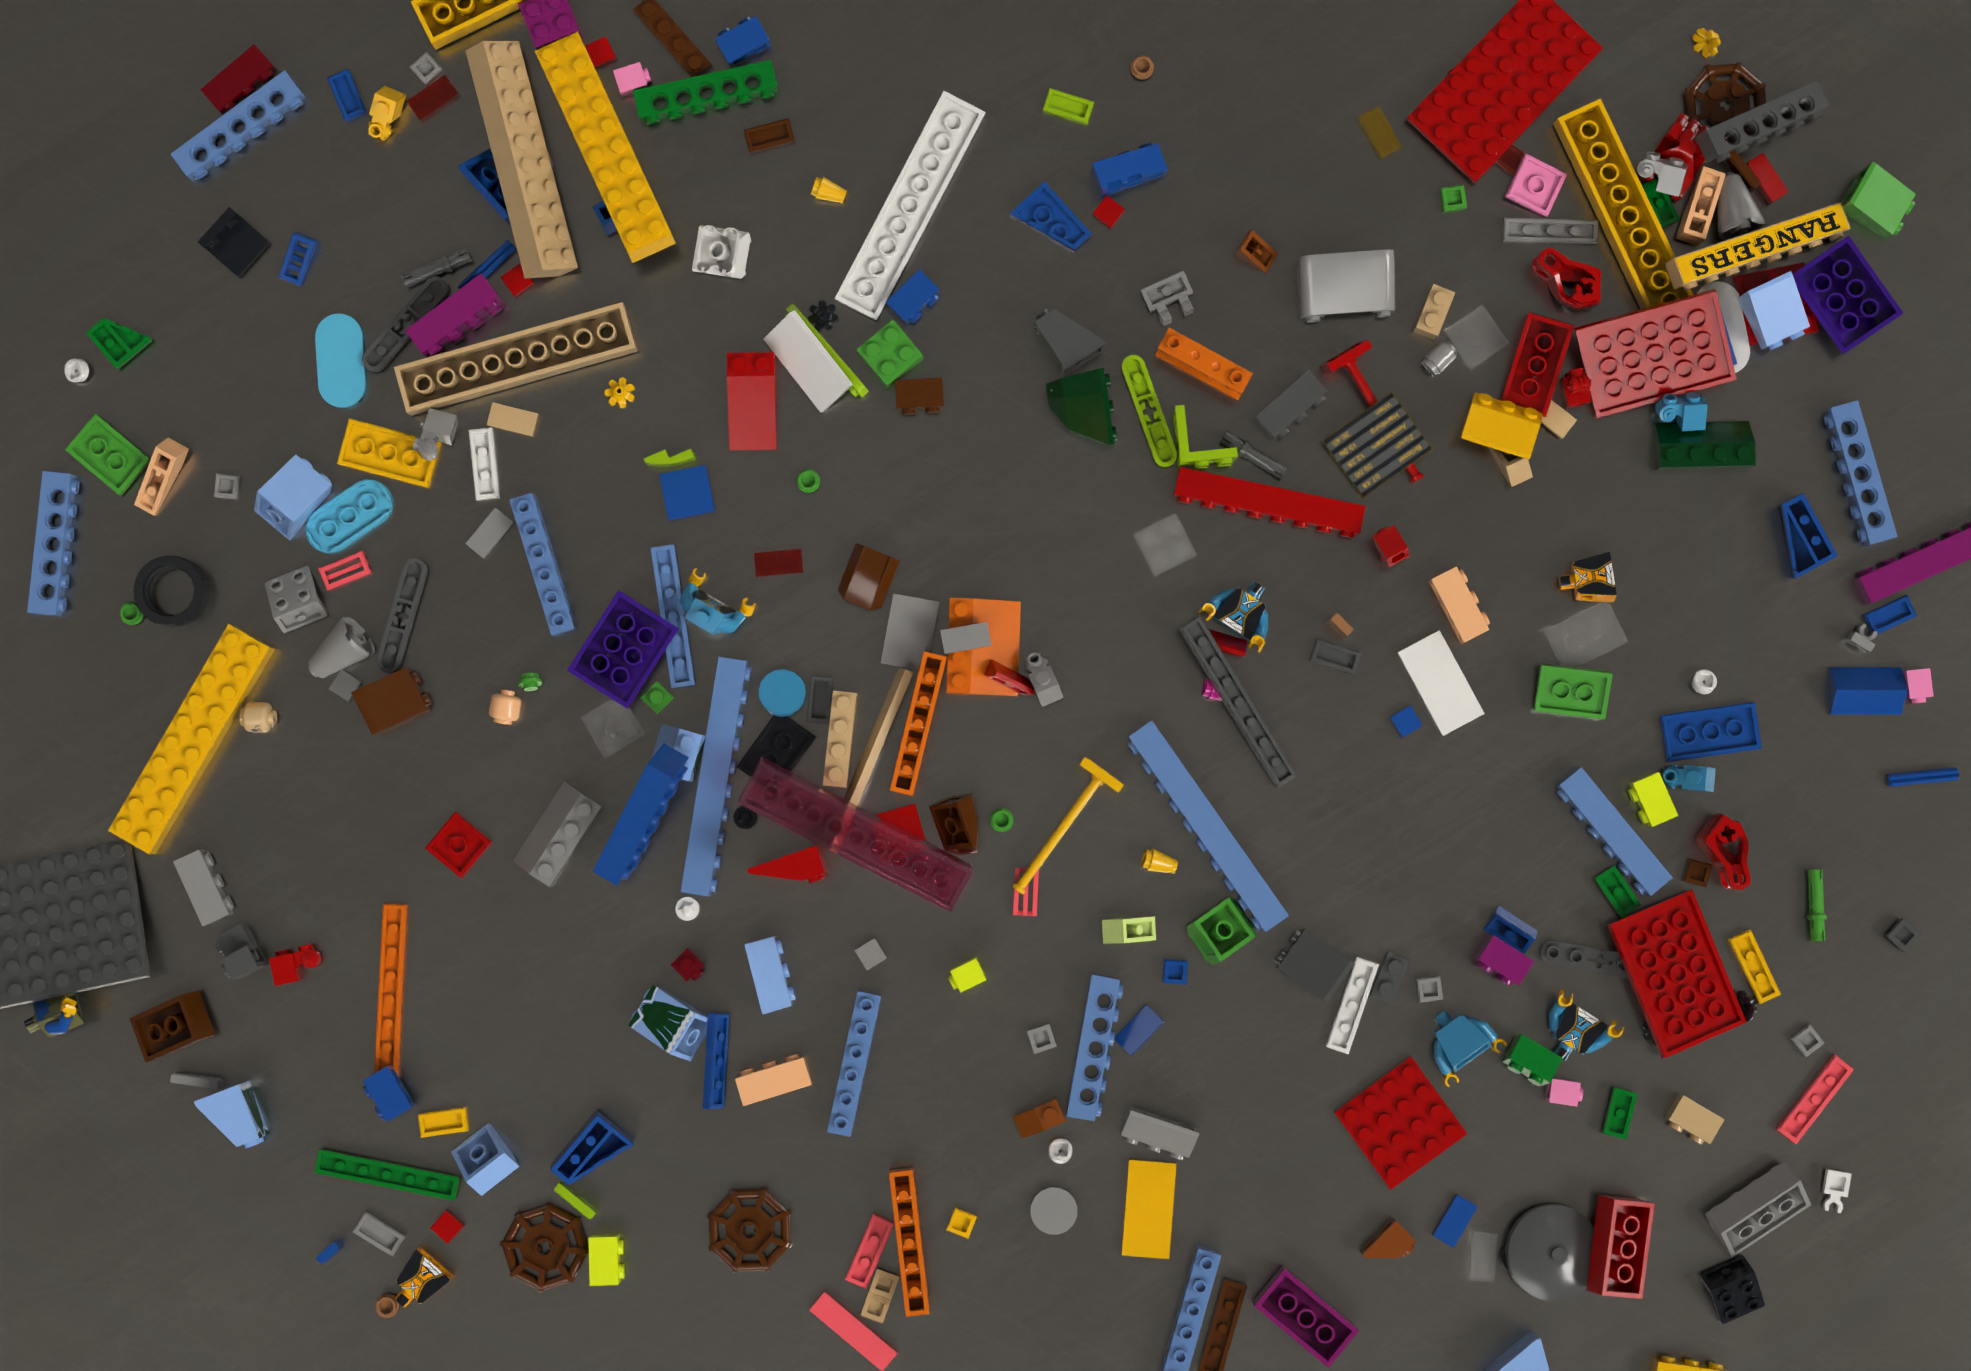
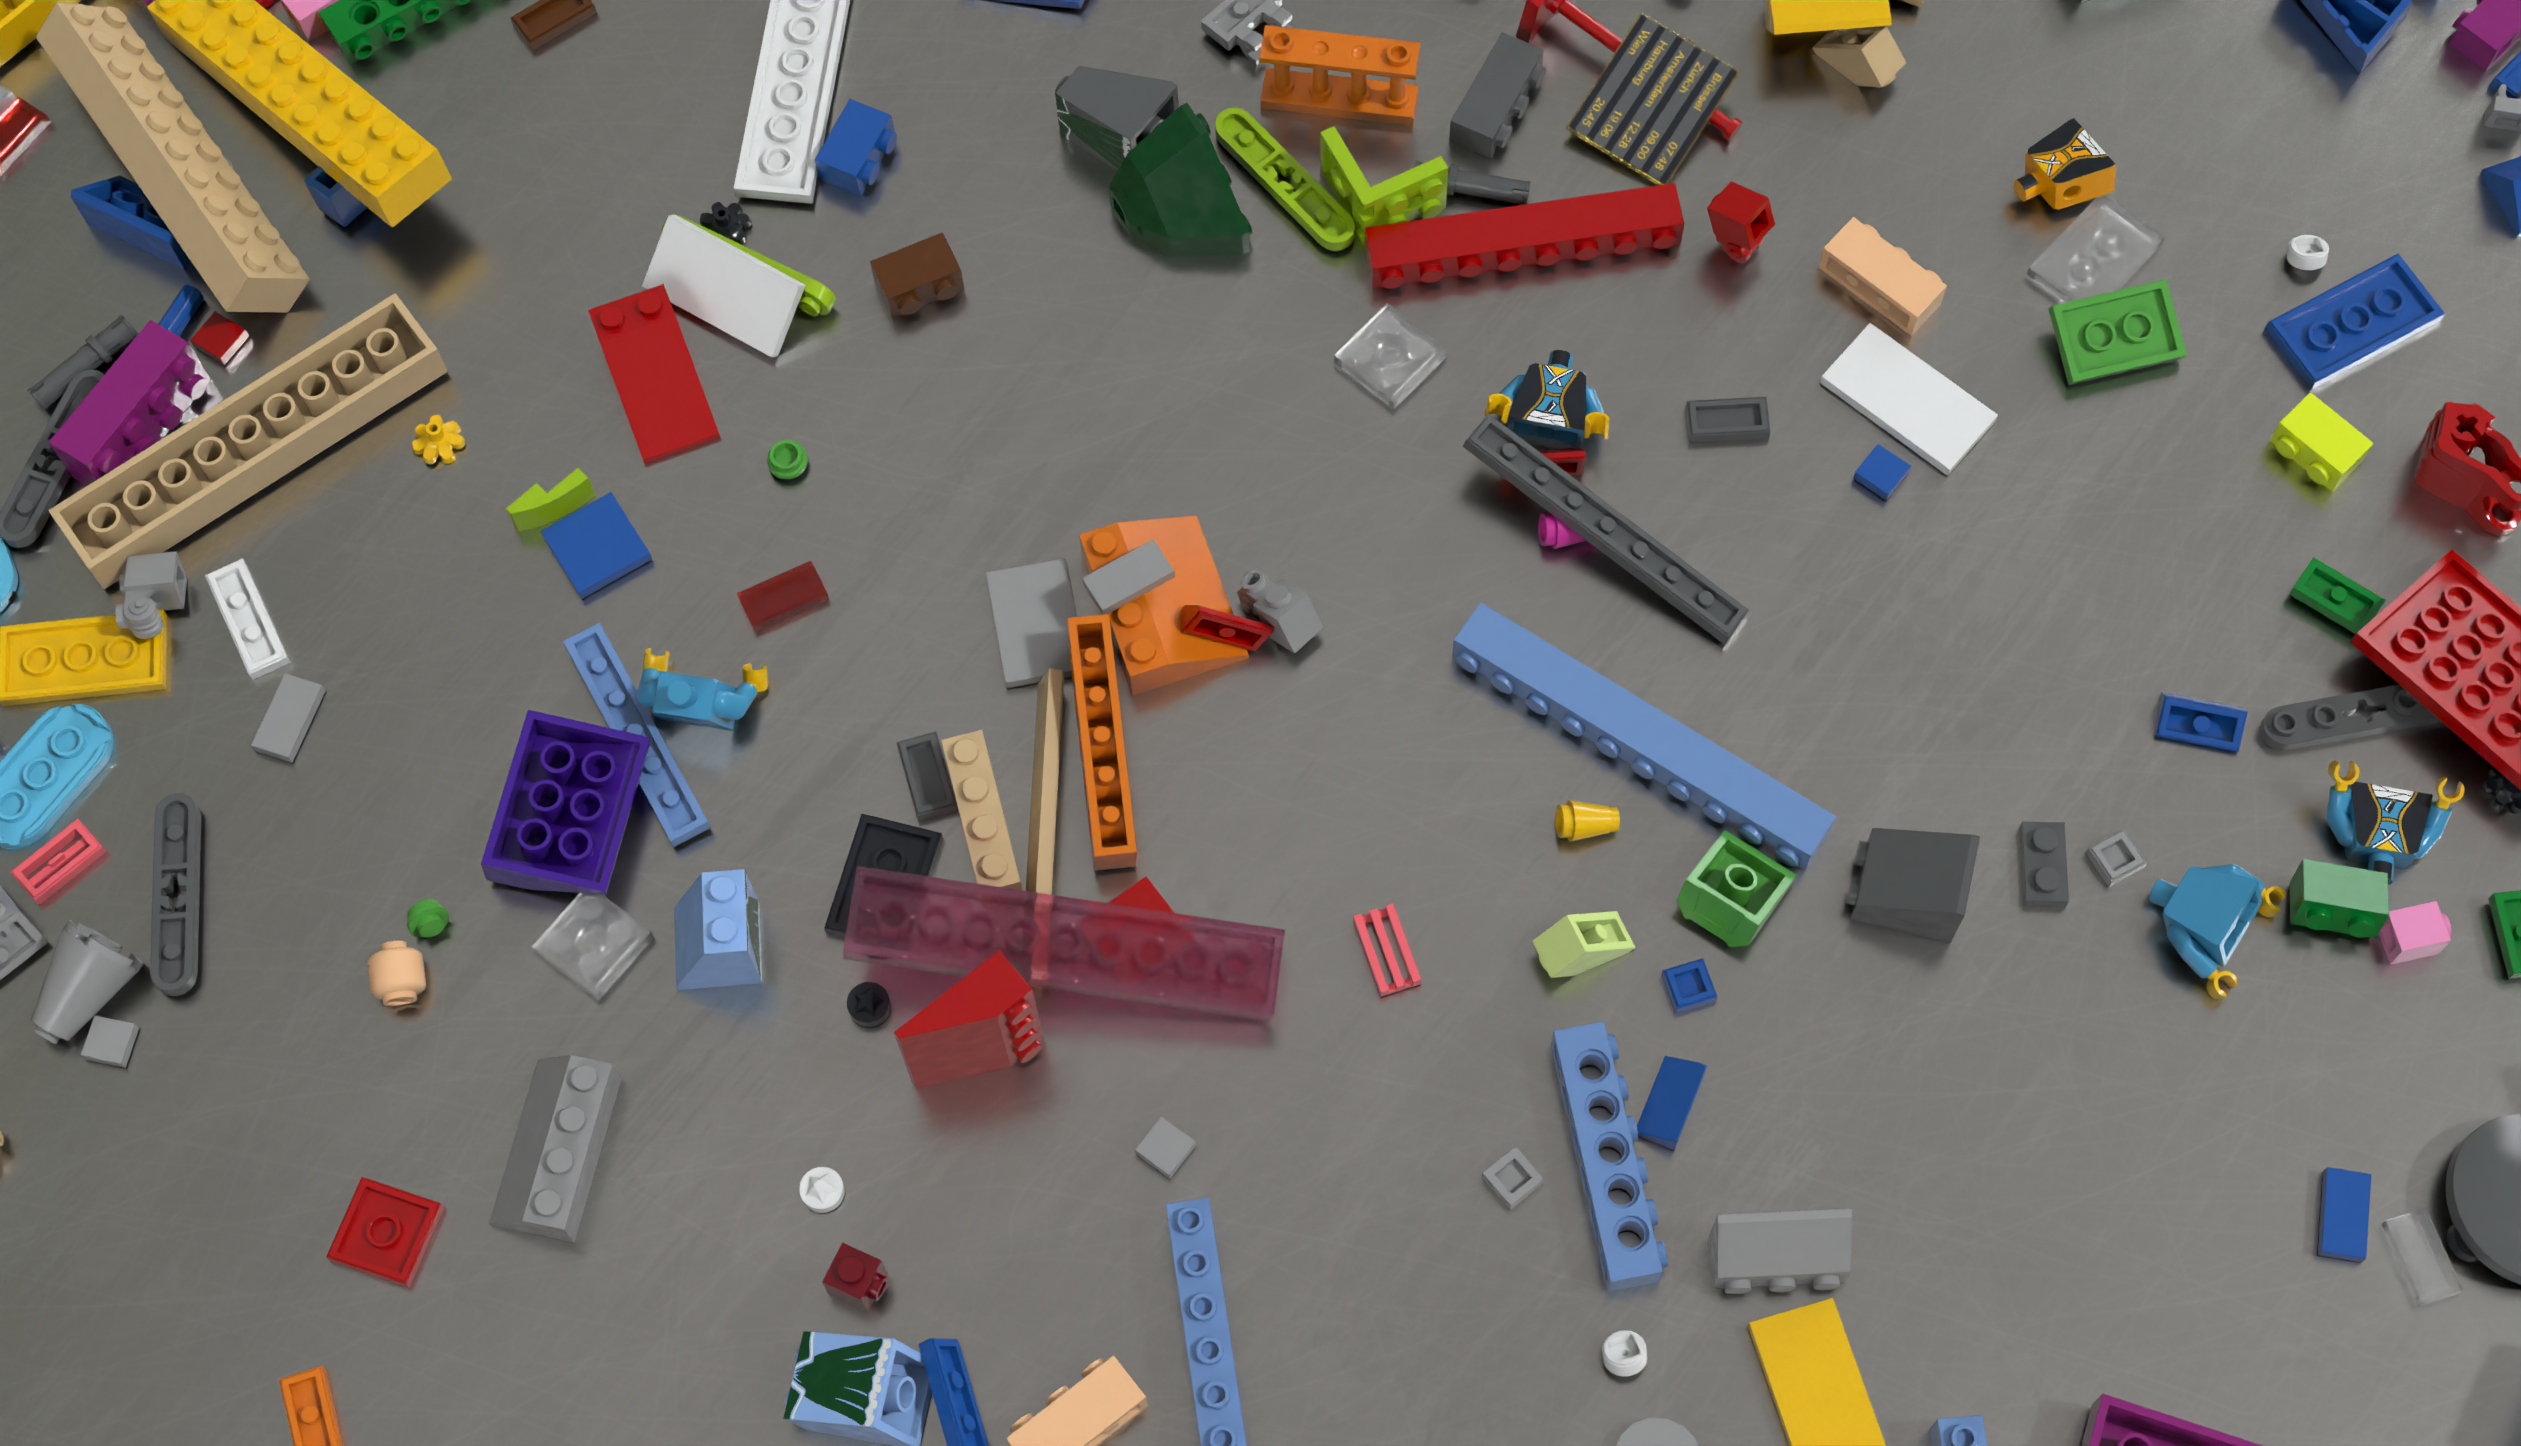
camera: 20 degrees left, 20 degrees down
(392, 701) = (196, 1030): reddish brown slope -> none
(512, 419) = (274, 537): tan tile -> none
(543, 564) = (393, 729): medium blue brick -> none
(641, 815) = (682, 1034): blue brick -> none
(657, 697) = (653, 870): bright green plate -> none
(714, 776) = (794, 960): medium blue brick -> none
(721, 251) = (533, 187): white slope -> none
(769, 974) = (1003, 1238): light blue slope -> none
(782, 693) = (859, 784): dark azure tile -> none
(827, 190) = (669, 52): yellow cone -> none
(868, 577) = (936, 559): reddish brown slope -> none
(890, 354) = (848, 232): bright green brick -> none
(957, 823) = (1229, 875): reddish brown slope -> none
(966, 975) = (1343, 1108): neon yellow brick -> none
(1001, 819) = (1300, 851): bright green plate -> none
(1039, 1118) = (1565, 1308): dark orange slope -> none
(1098, 777) = (1433, 714): yellow tile -> none
(1339, 625) = (1714, 360): medium nougat tile -> none
(1352, 1005) = (2003, 931): white tile -> none
(1390, 1242) = (2257, 1288): dark orange slope -> none
(1400, 1122) = (2174, 1089): red plate -> none
(1502, 959) = (2213, 756): magenta brick -> none
(1614, 832) = (2286, 510): medium blue brick -> none
(1691, 777) = (2366, 383): dark azure brick -> none
(1697, 872) = (2444, 527): reddish brown tile -> none

